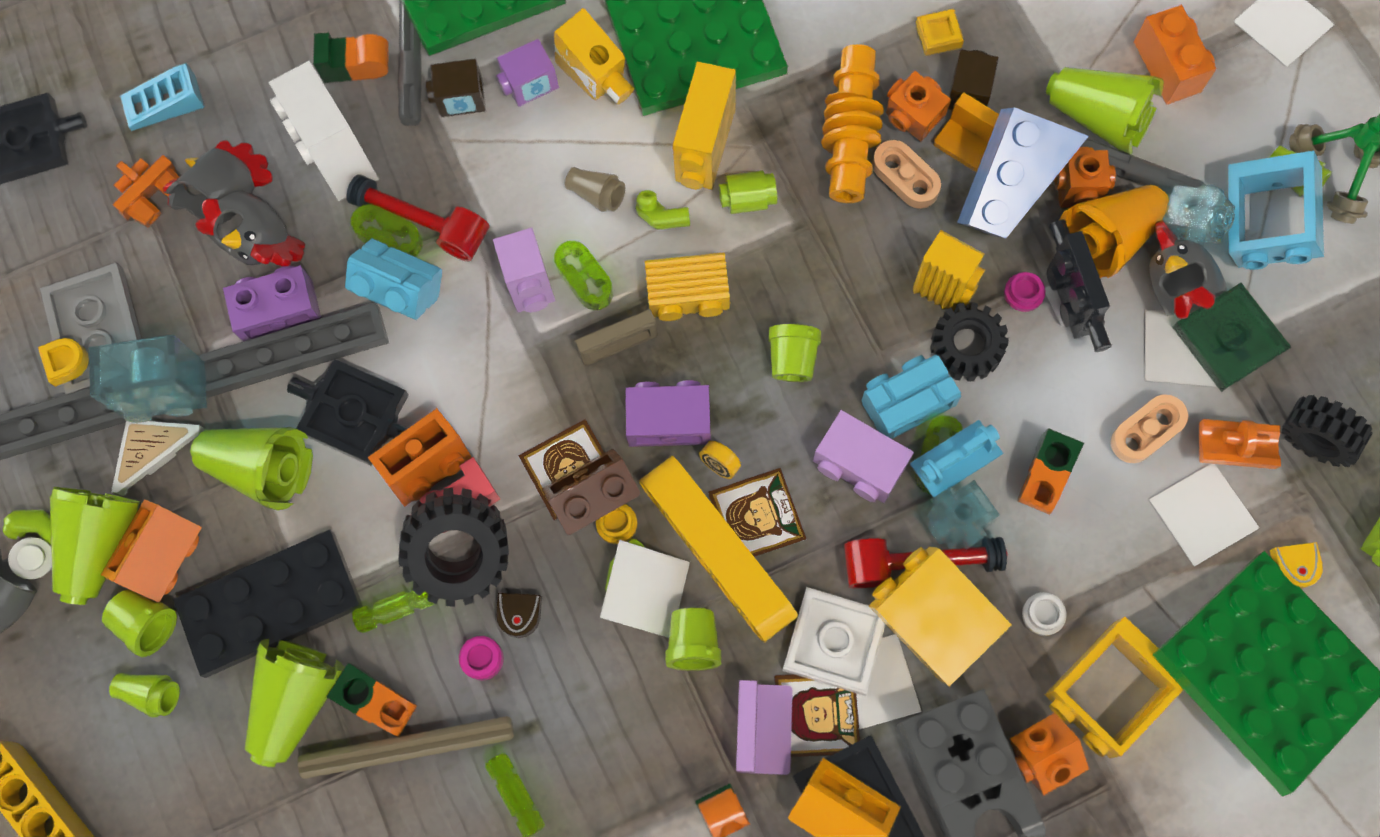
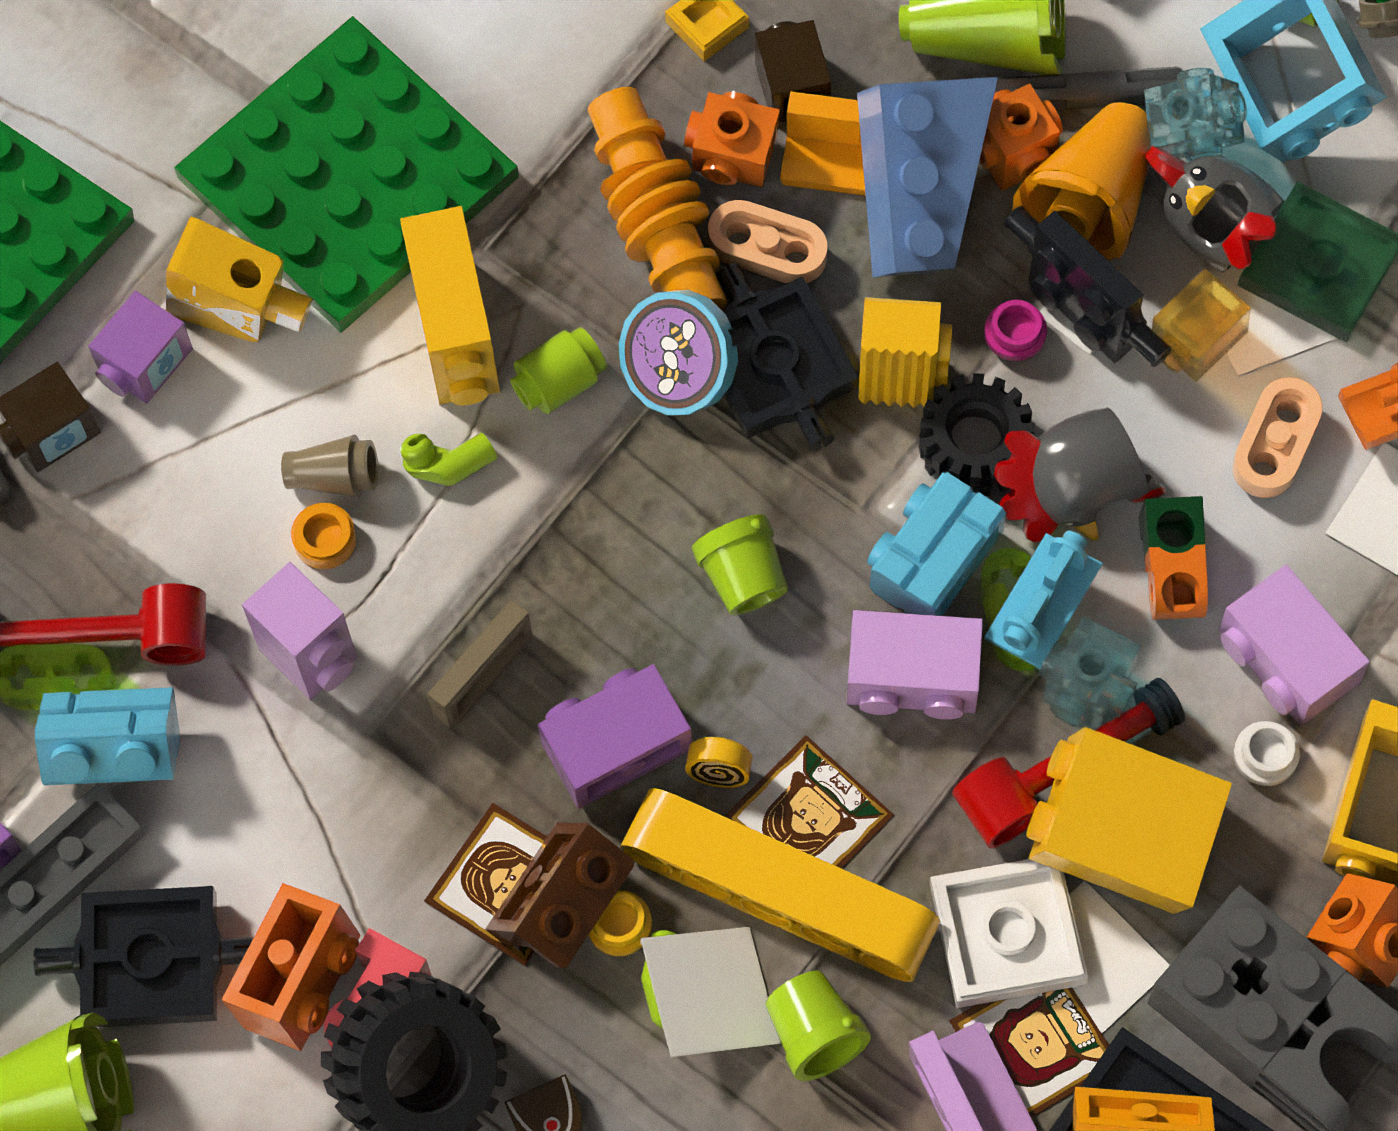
camera: 30 degrees left, 5 degrees down
(572, 223) = (323, 536): none -> light orange tile
(590, 270) = (388, 588): clear neon green beam -> none
(687, 286) = (543, 543): yellow brick -> none
(820, 212) = (677, 352): none -> tile
(875, 241) = (785, 358): none -> black plate
(1012, 392) = (1071, 474): none -> dark grey piece
(1092, 558) = (1292, 646): none -> lavender brick
(1137, 340) = (1201, 325): none -> clear yellow brick

